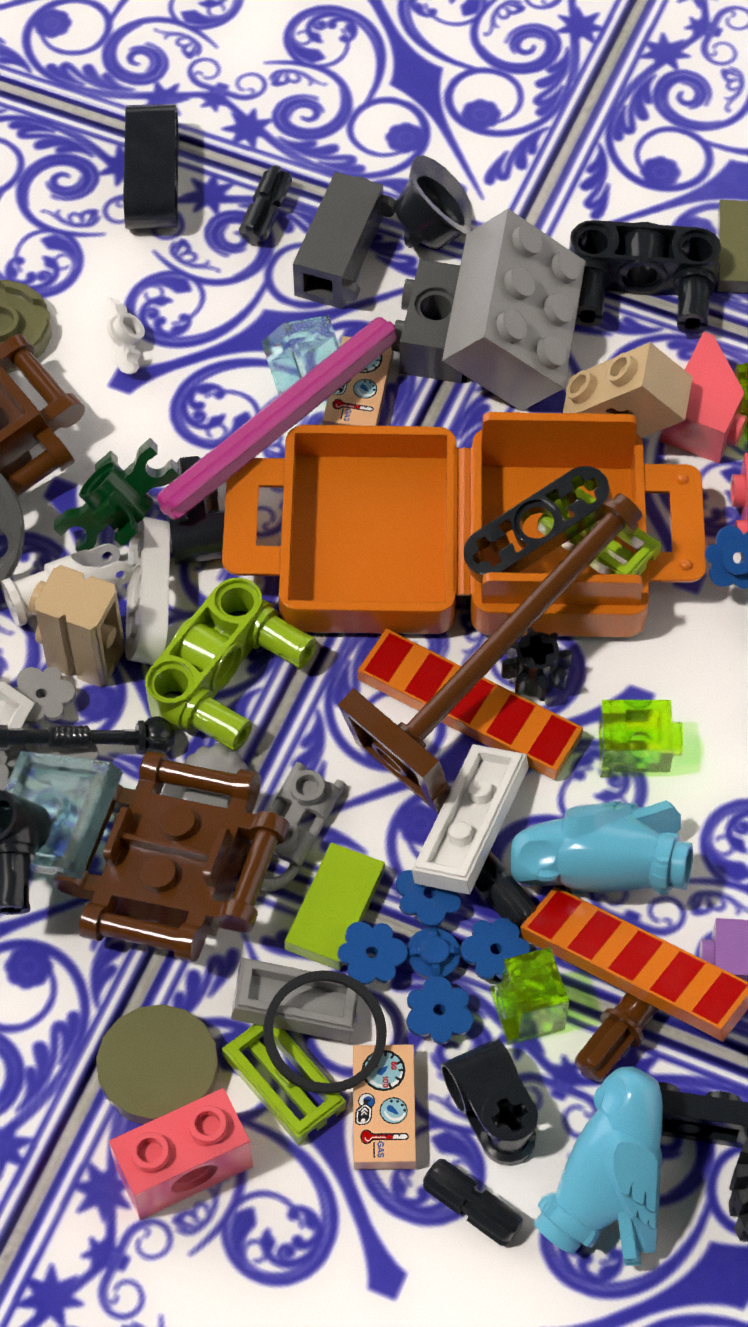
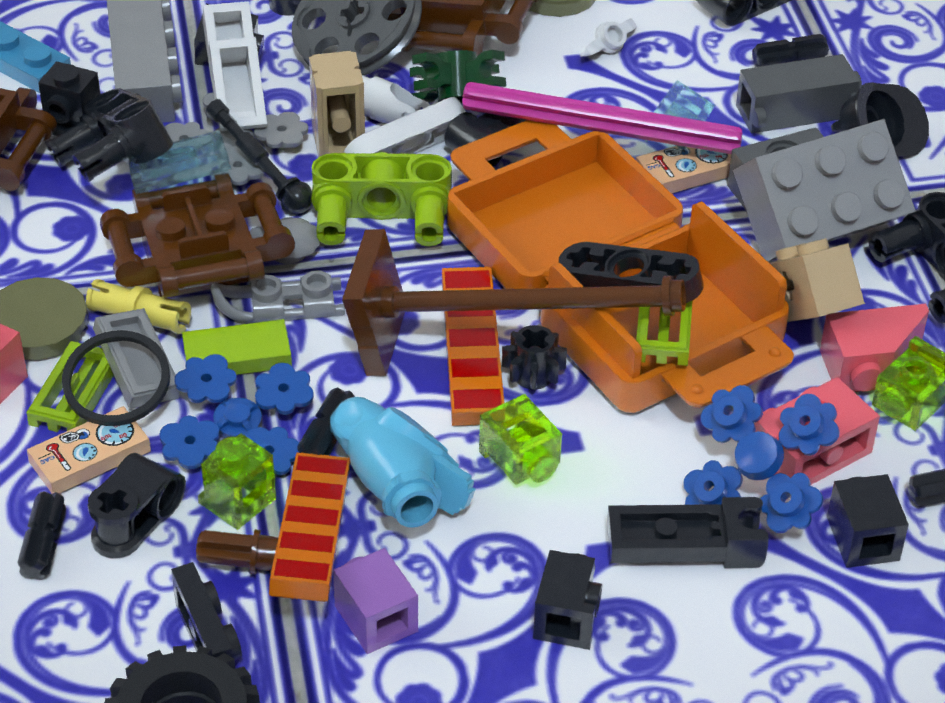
camera: 55 degrees right, 15 degrees down
(216, 963) = (117, 299): none -> light yellow pin
(470, 819) = (364, 377): white tile -> none
(612, 1171) = (108, 586): medium azure animal -> none

